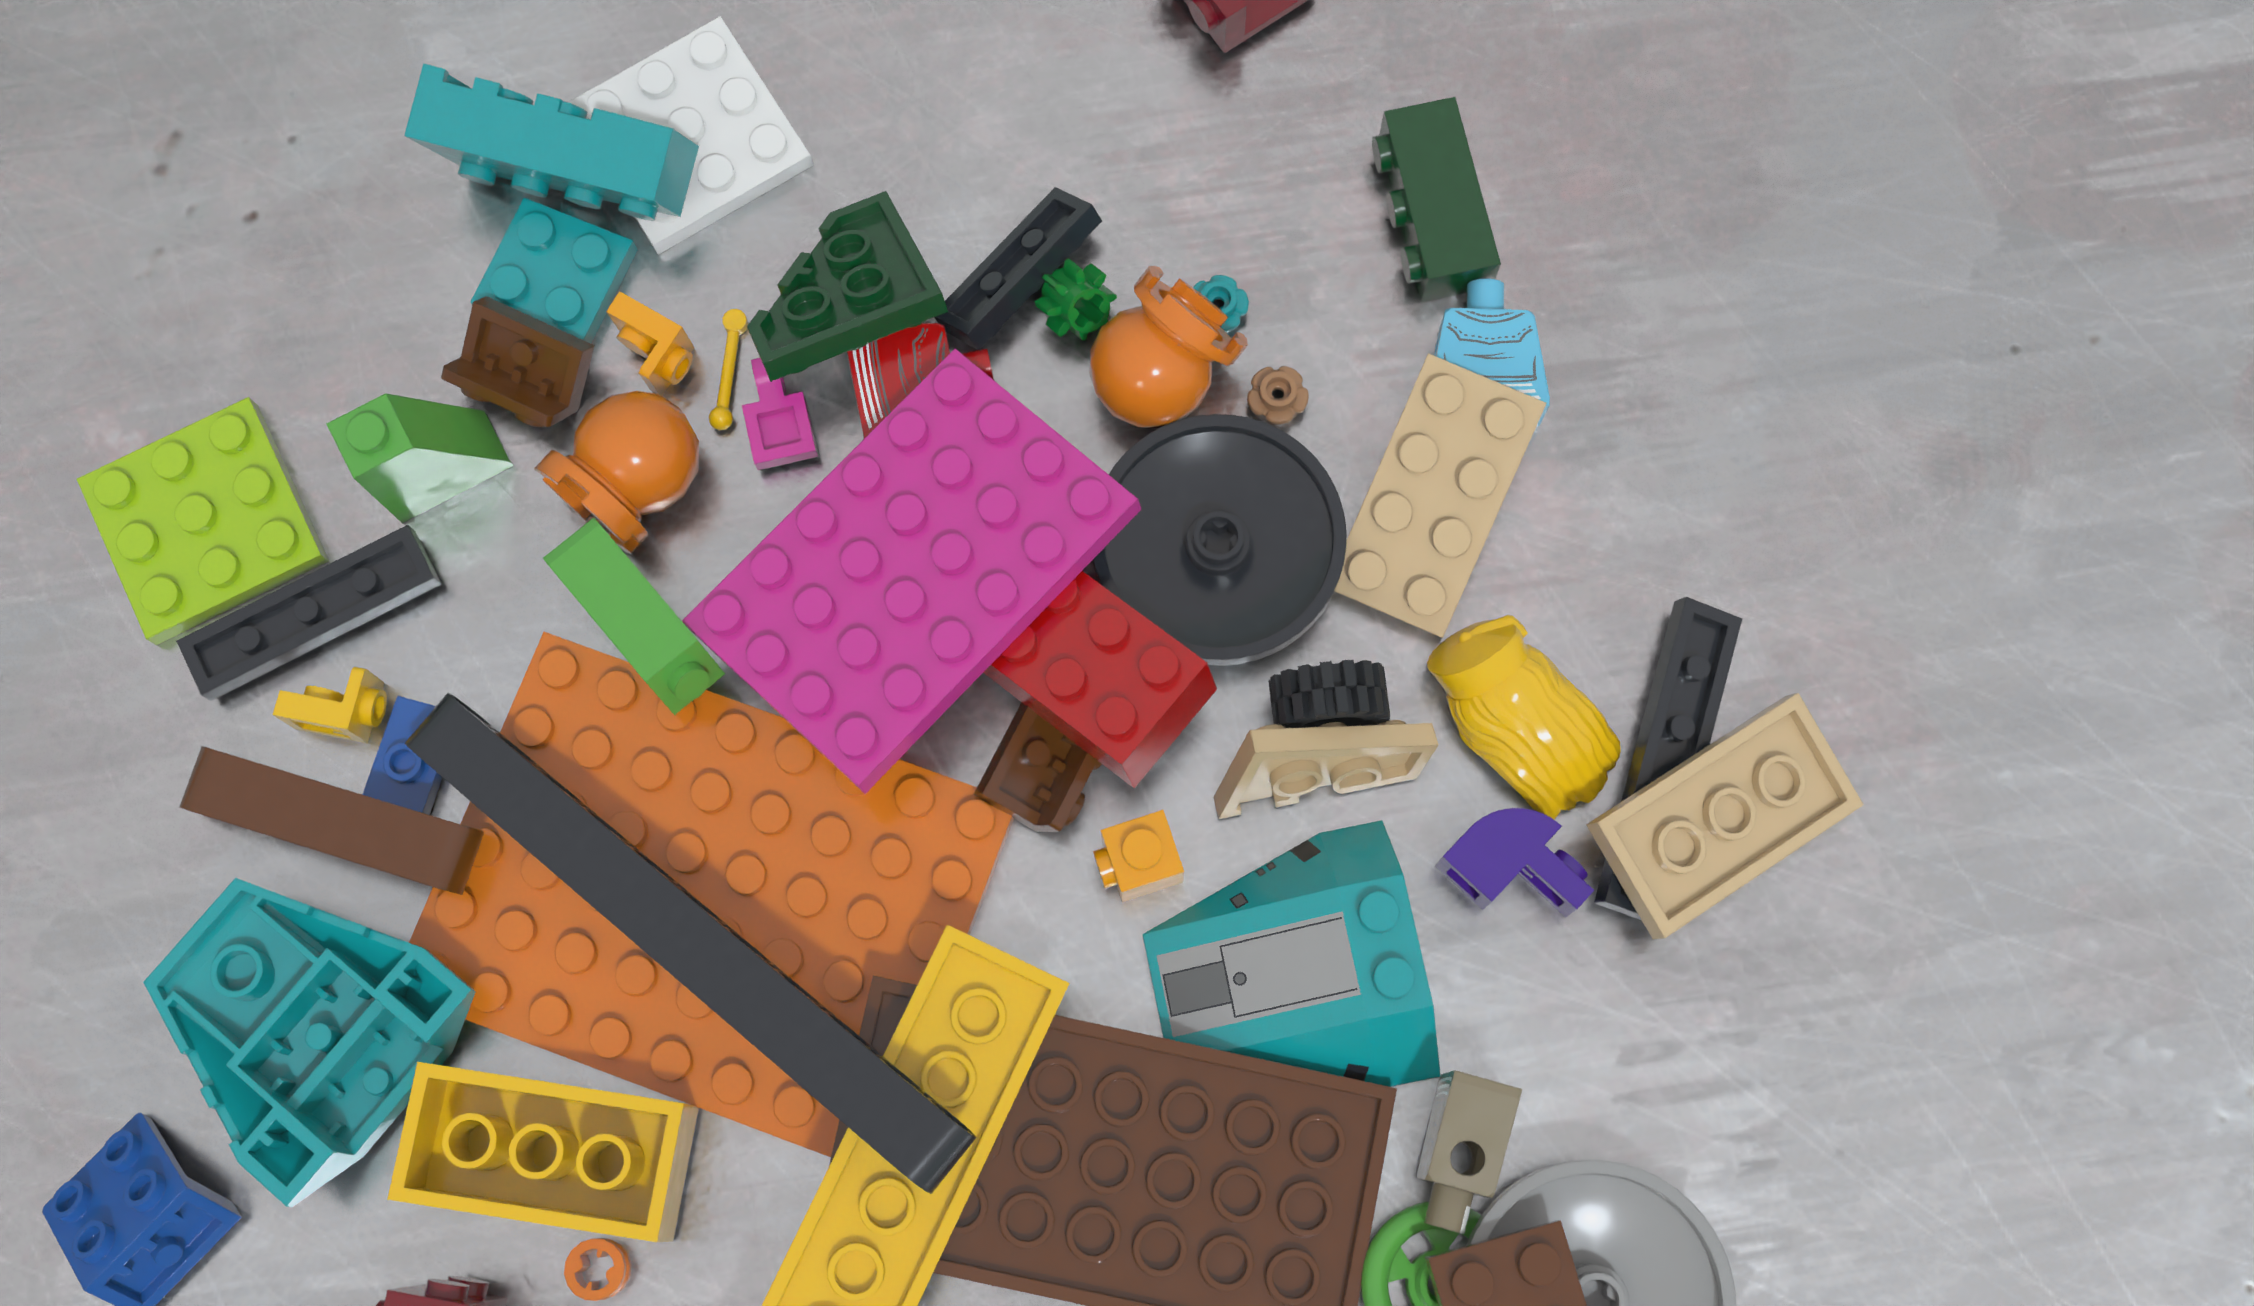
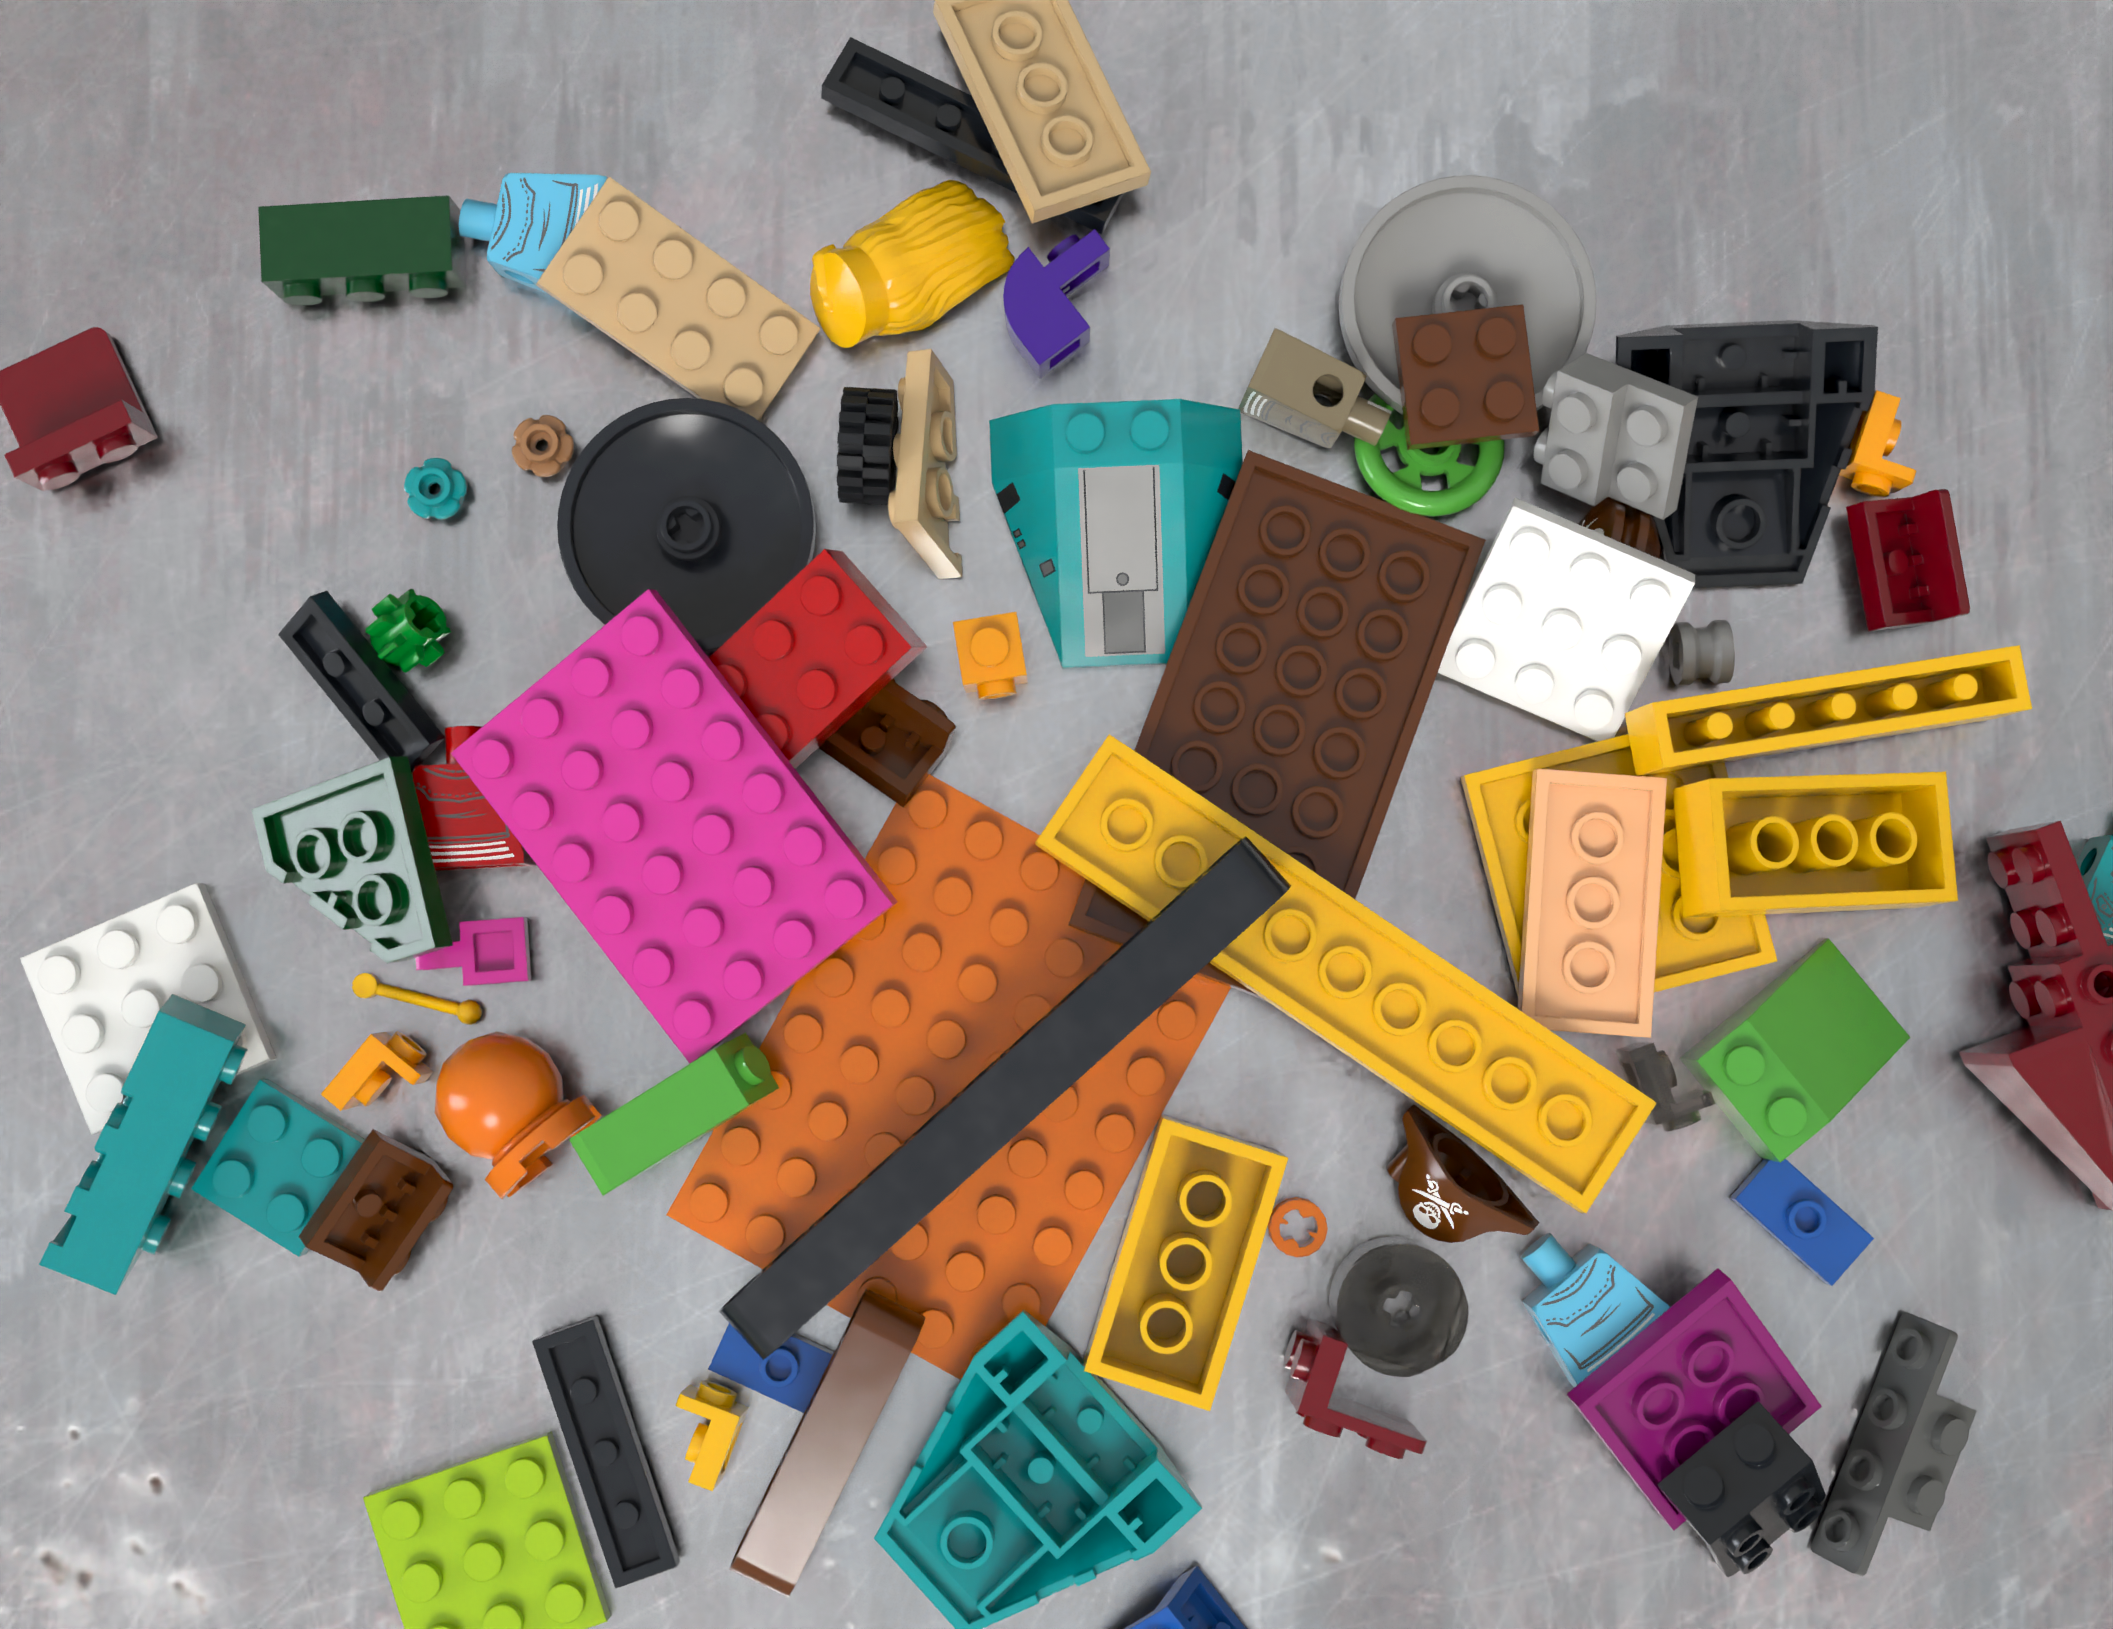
camera: 80 degrees left, 10 degrees up
(417, 451) = (459, 1317): bright green slope -> none
(1158, 357) = (487, 554): orange tile -> none

